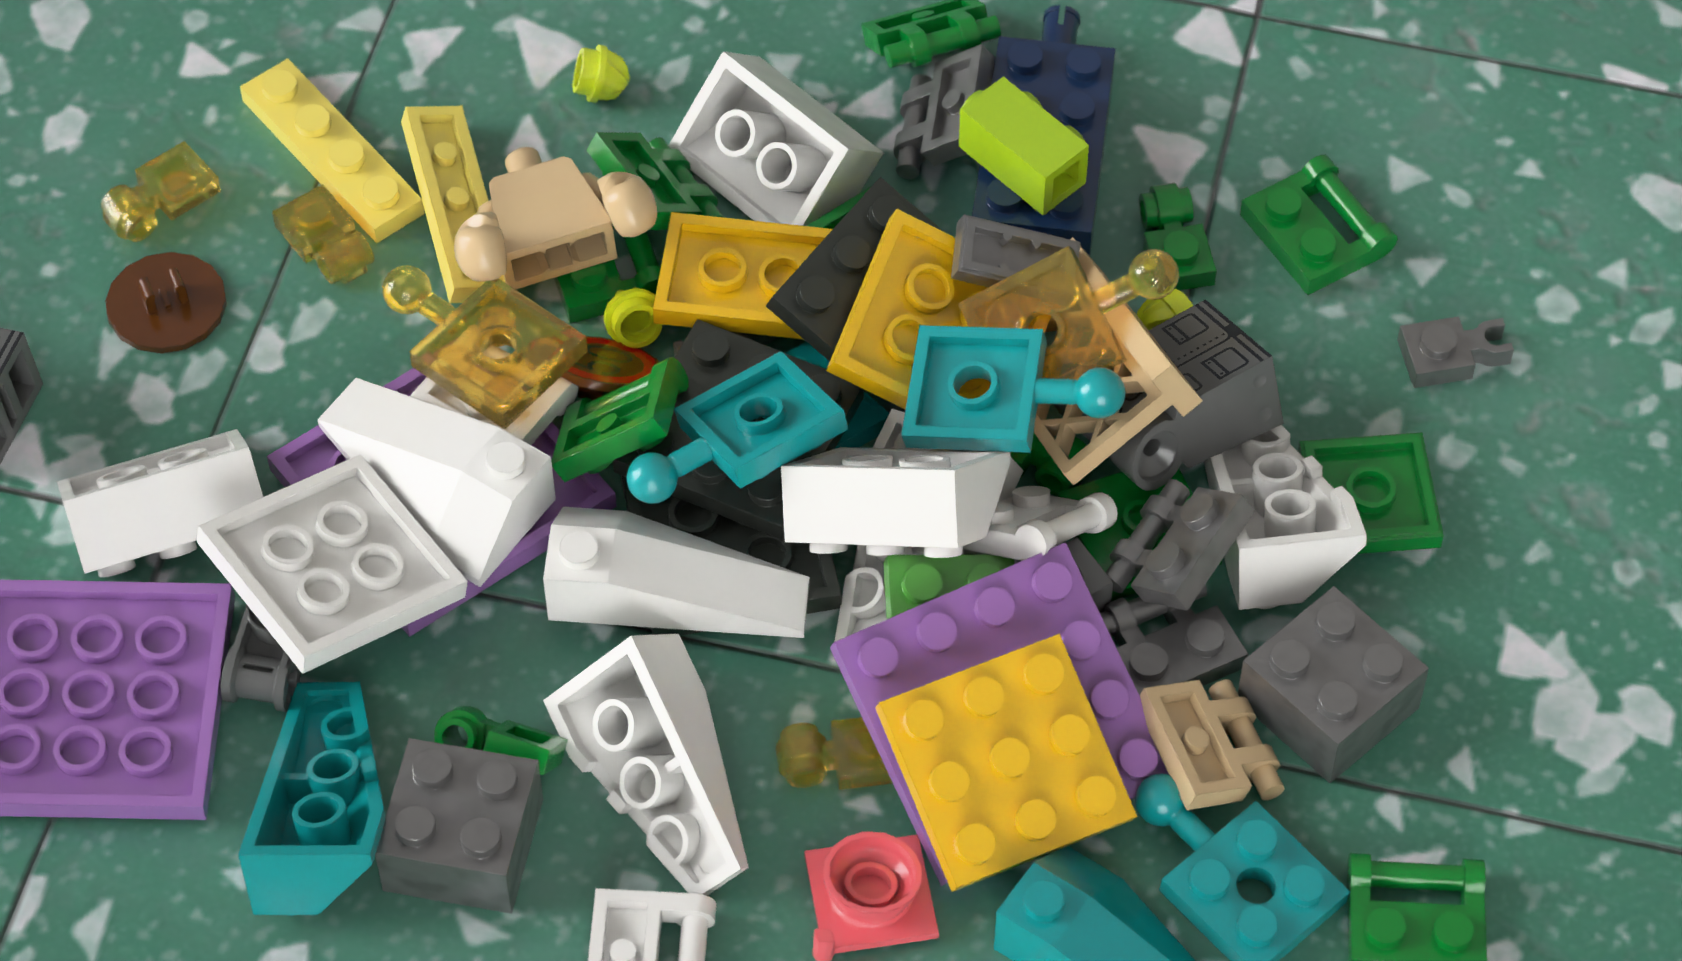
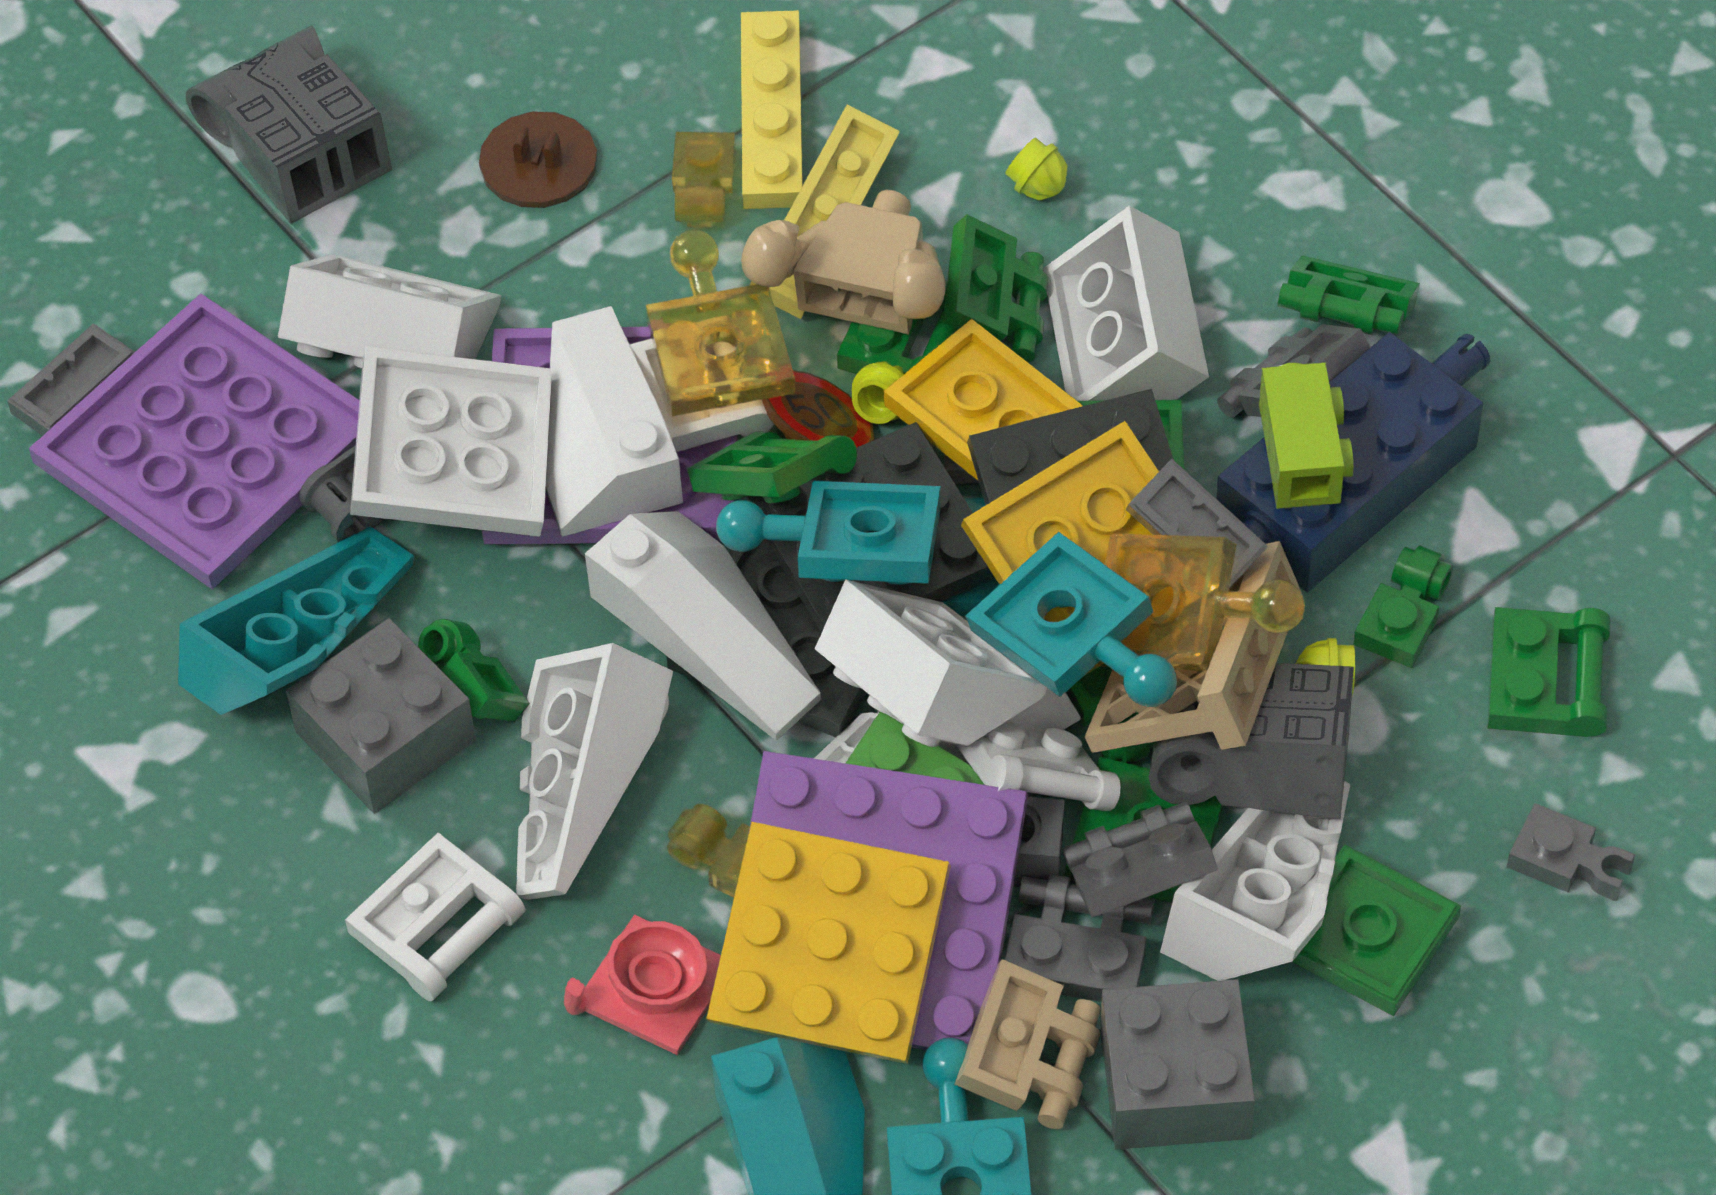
camera: 40 degrees right, 0 degrees up
(170, 182) = (617, 63): clear yellow plate -> none

